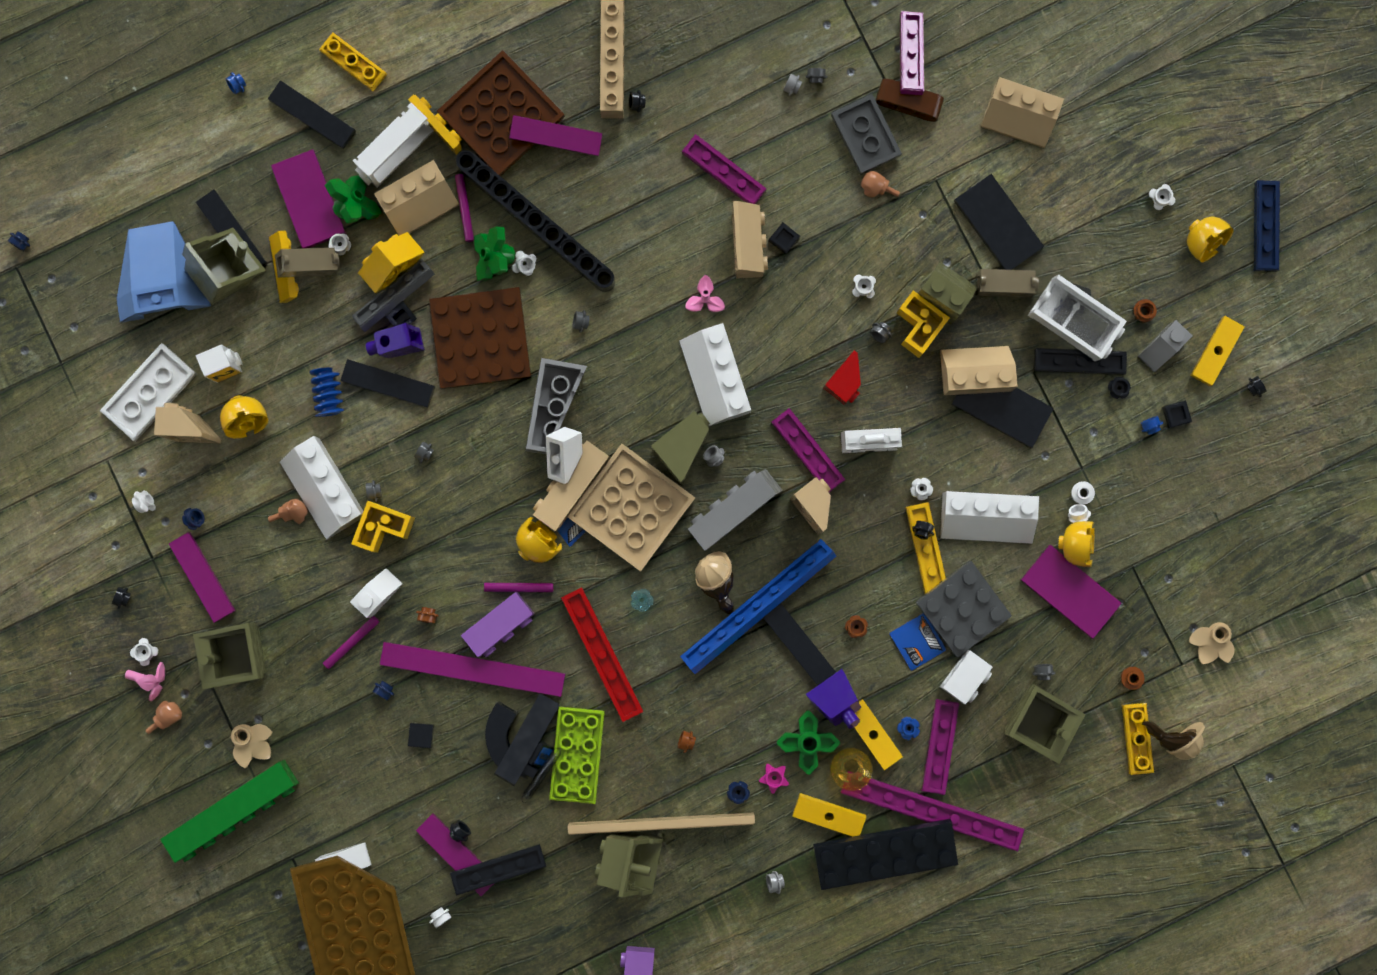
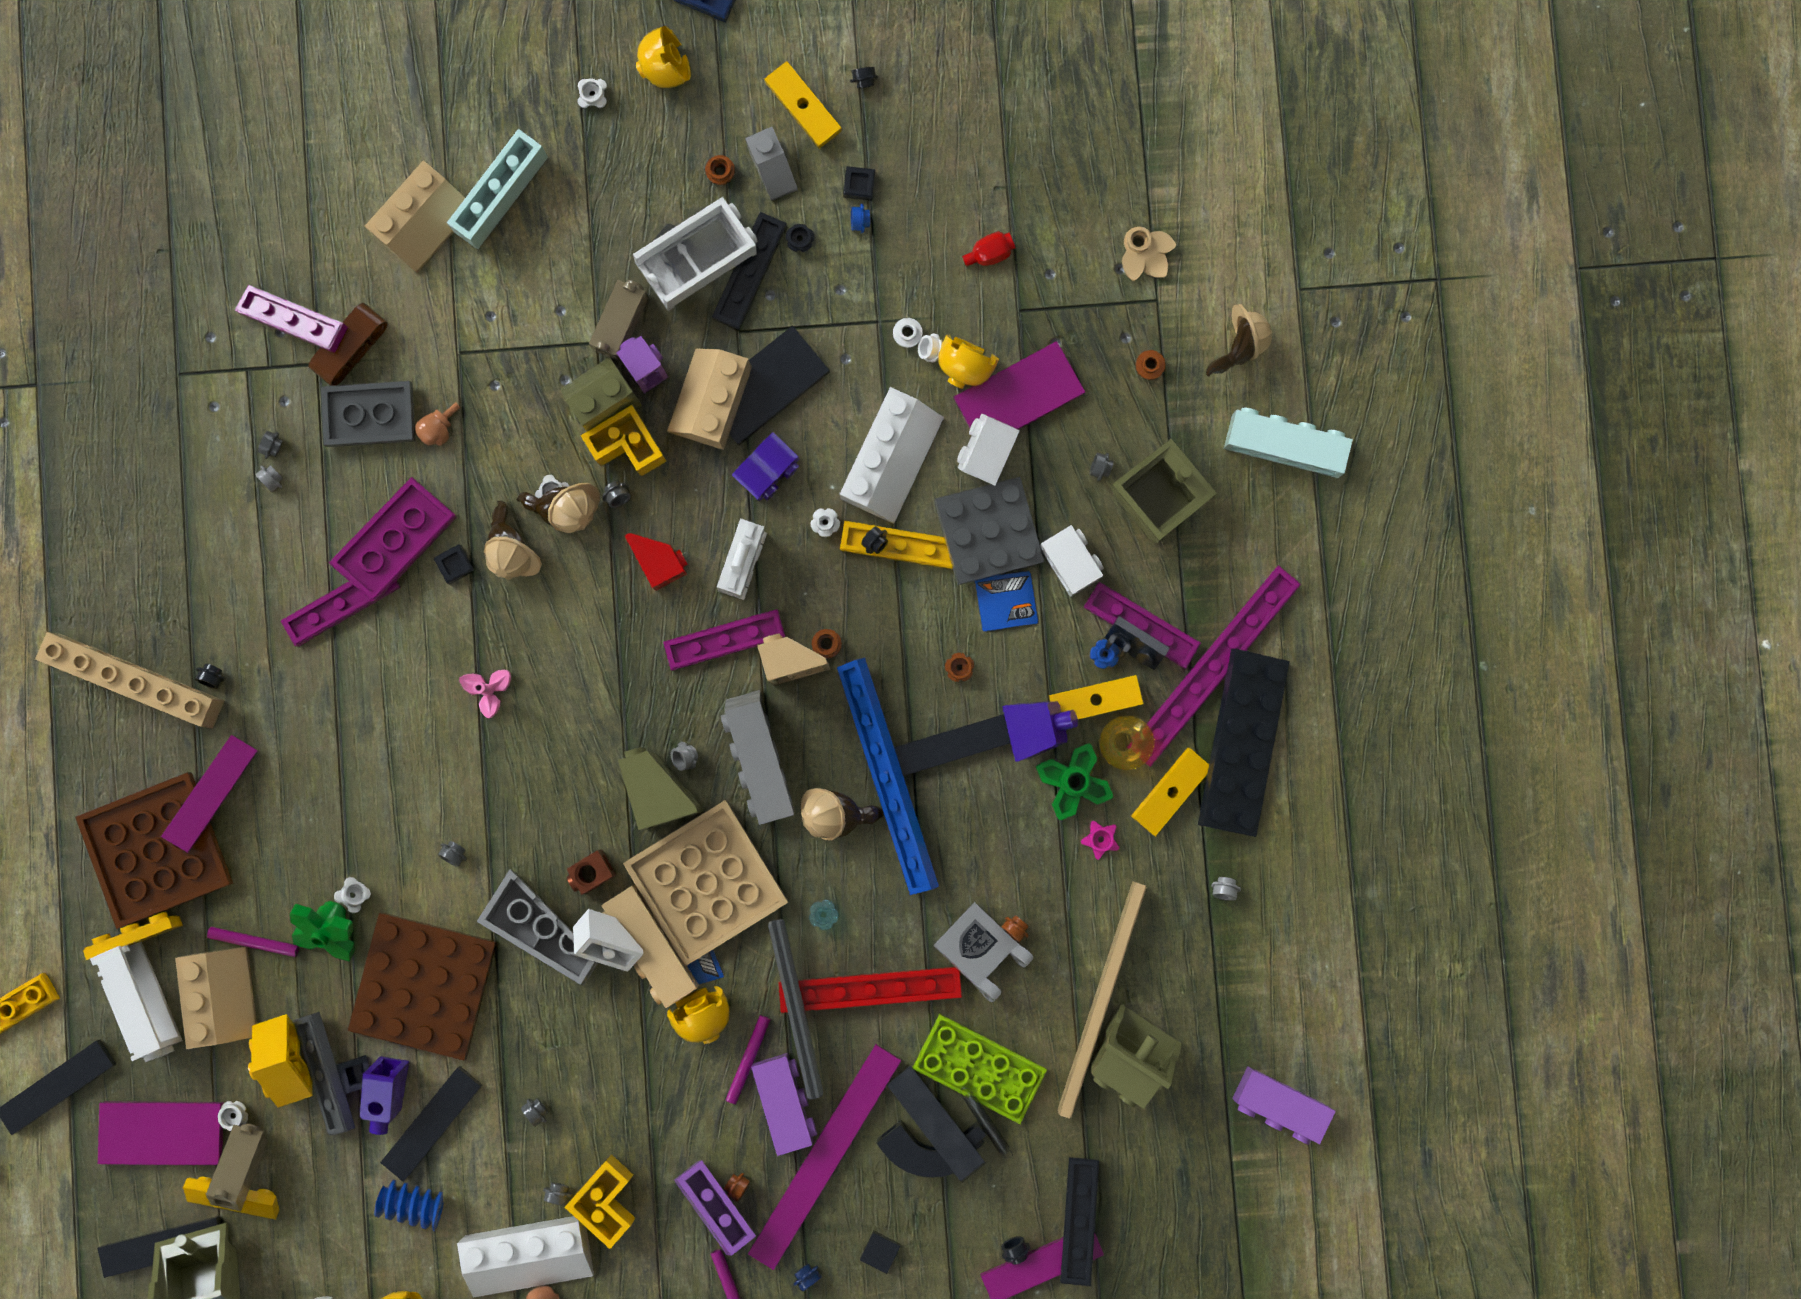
camera: 65 degrees left, 0 degrees up
(350, 199) = (181, 1080): green plant -> none
(376, 593) = (684, 1240): white slope -> none
(407, 605) = (714, 1208): none -> medium lavender brick
(528, 213) = (291, 862): black beam -> none
(541, 754) = (961, 1113): slope -> none
(568, 607) = (795, 1009): none -> dark grey axle
(610, 432) = (603, 869): none -> copper brick
(662, 720) = (978, 946): none -> light grey flag
(715, 375) = (586, 715): white slope -> none
(738, 798) = (1109, 890): dark blue plate -> none
(748, 240) = (437, 608): tan slope -> none
(784, 188) = (392, 540): none -> magenta tile
(809, 271) = (506, 550): none -> tan piece
(842, 524) = (824, 634): none -> dark orange plate
(856, 299) = (565, 507): none -> tan piece
(926, 747) = (1136, 642): none -> black plate
(944, 431) = (766, 467): none -> dark purple brick
(982, 312) = (642, 363): none -> medium lavender brick
(998, 223) = (542, 299): black tile -> none
(1022, 584) = (987, 448): none -> white brick
(1065, 159) = (497, 189): none -> light aqua brick
(1116, 801) = (1288, 443): none -> light aqua brick
(1138, 754) = (1241, 393): yellow tile -> none
(1168, 528) = (990, 249): none -> red plant

